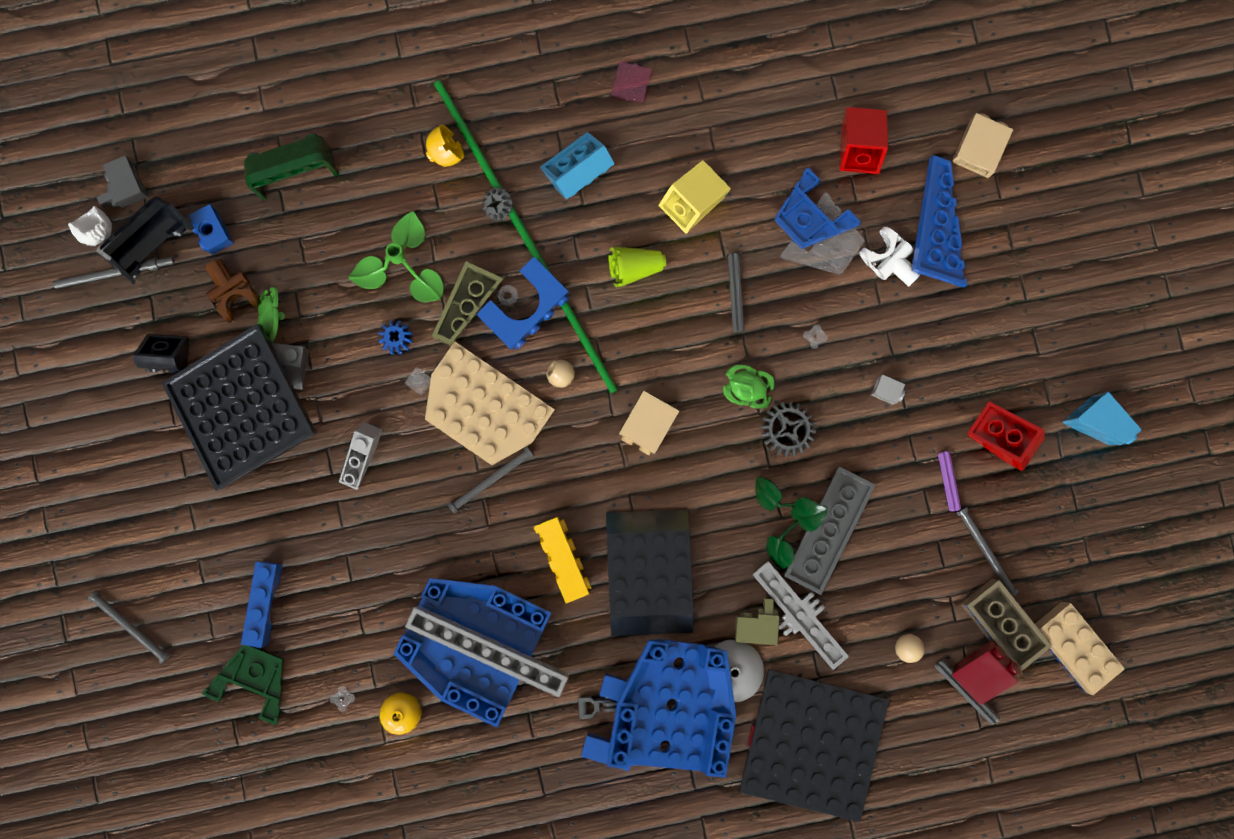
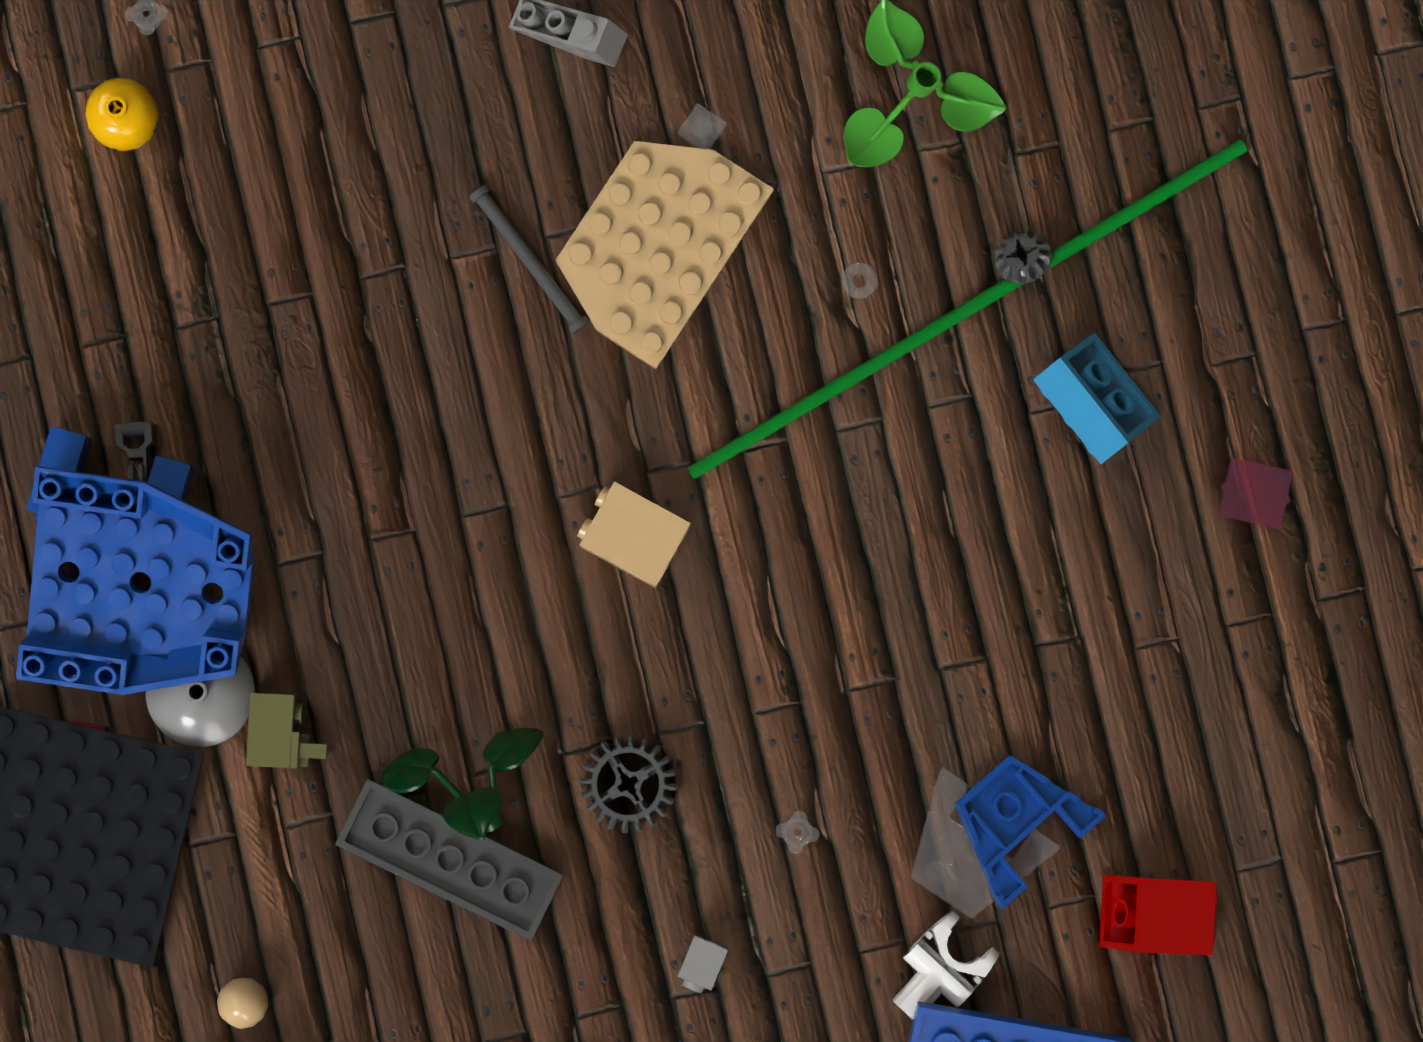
camera: 85 degrees right, 0 degrees up
(403, 337) = (777, 73): blue gear -> none
(443, 148) = (1120, 159): yellow cylinder -> none
(458, 677) = (188, 241): blue wedge -> none
(466, 299) = (847, 207): olive wedge -> none
(487, 650) = (230, 259): light grey brick -> none
(551, 295) = (859, 355): blue arch -> none
(560, 373) = (719, 376): tan piece -> none
(562, 559) = (391, 388): yellow wedge -> none
(634, 264) = (918, 504): lime cone -> none
(649, 572) = (371, 540): black slope -> none
(694, 196) = (1046, 609): light yellow slope -> none
(736, 292) = (873, 688): dark grey axle -> none
(748, 386) = (702, 710): bright green shield -> none
(800, 615) = (299, 809): light grey hinge -> none

